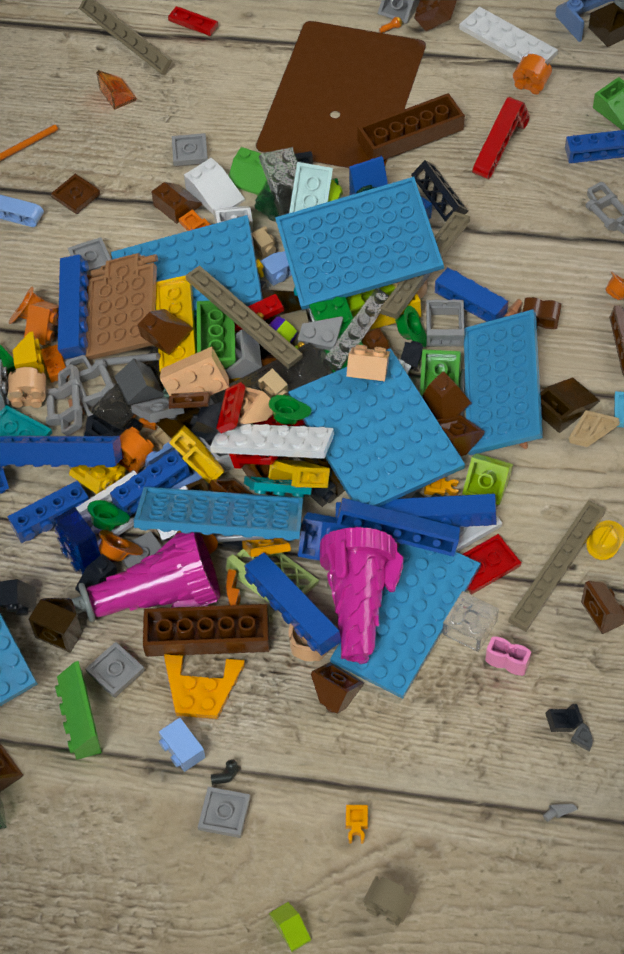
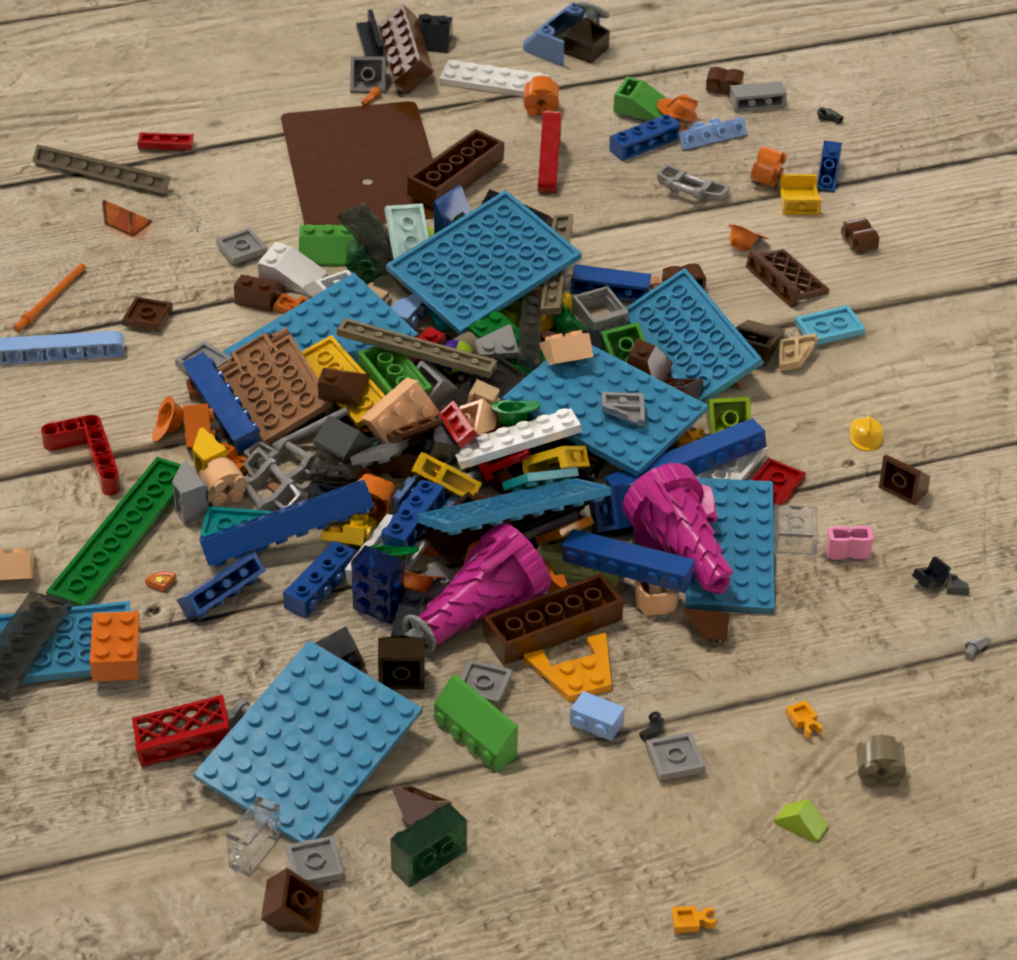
camera: 30 degrees left, 15 degrees down
(383, 442) = (624, 406): none -> light grey wing
(401, 526) = (706, 469): blue brick -> none
(556, 566) = (839, 465): dark tan plate -> none

